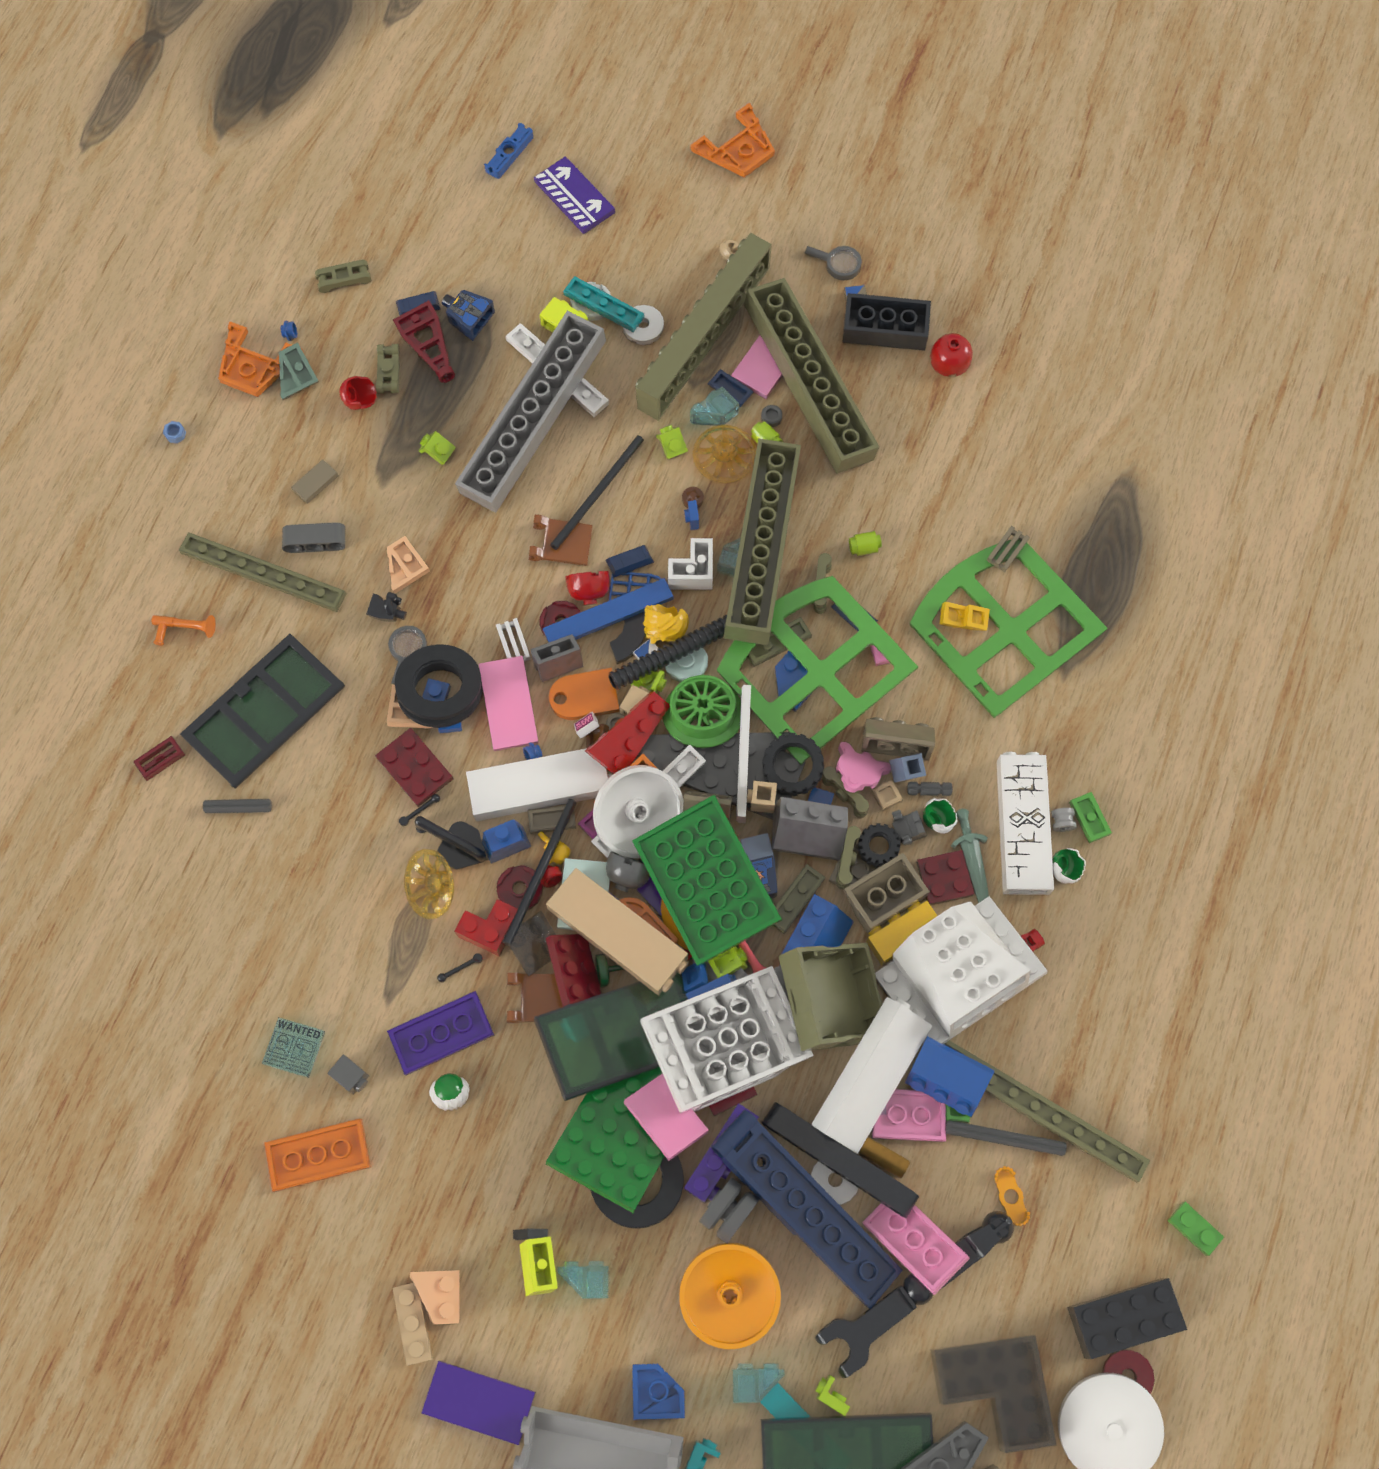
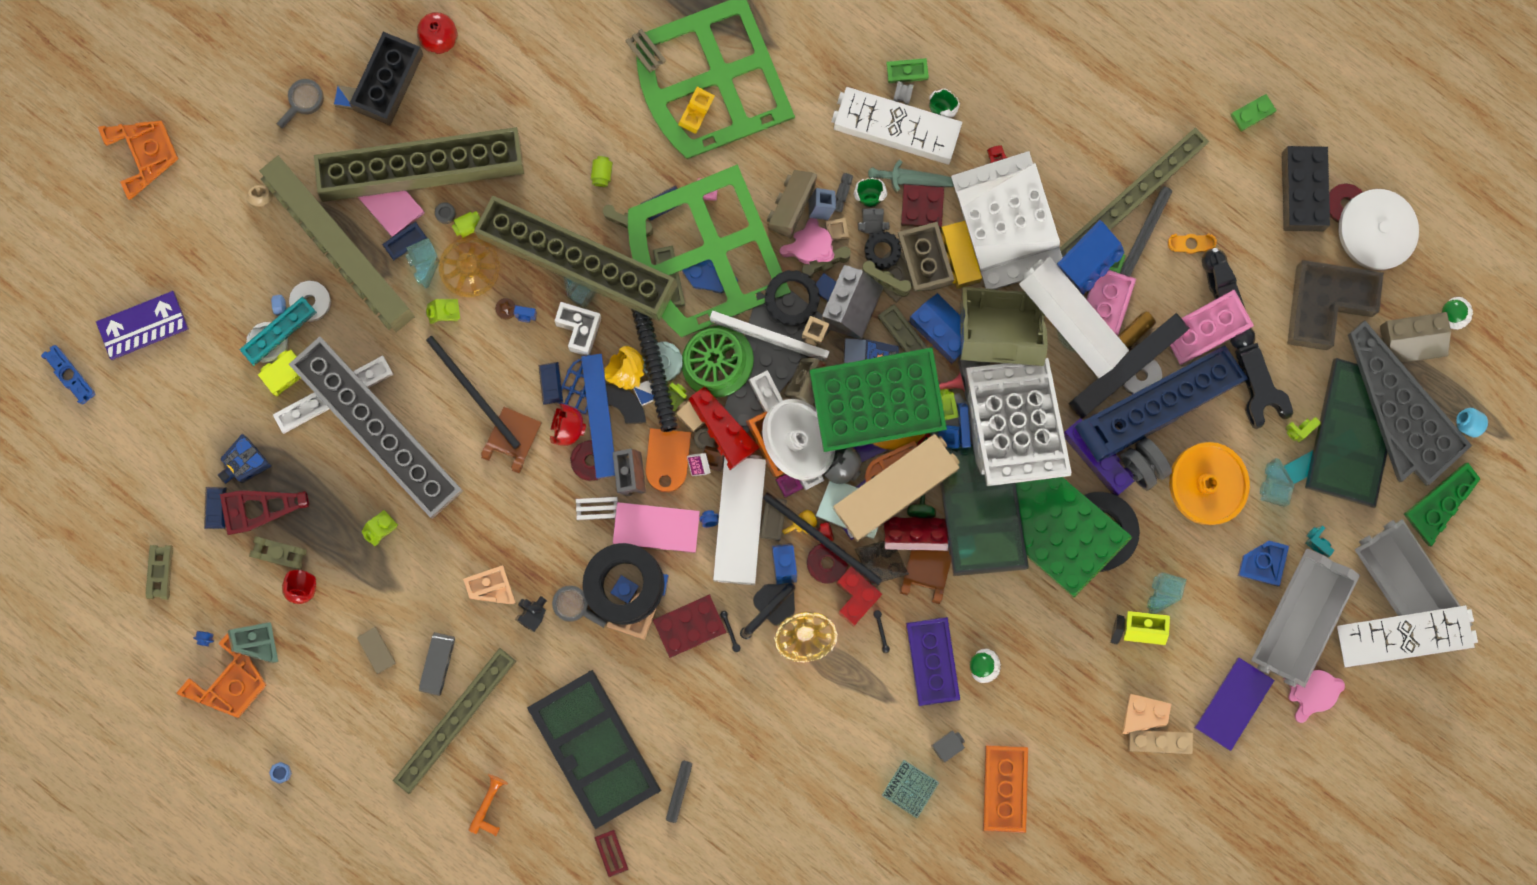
camera: 80 degrees left, 10 degrees up
(630, 296) = (278, 304): none -> medium blue tile
(661, 1119) = (1061, 494): bright pink tile -> none

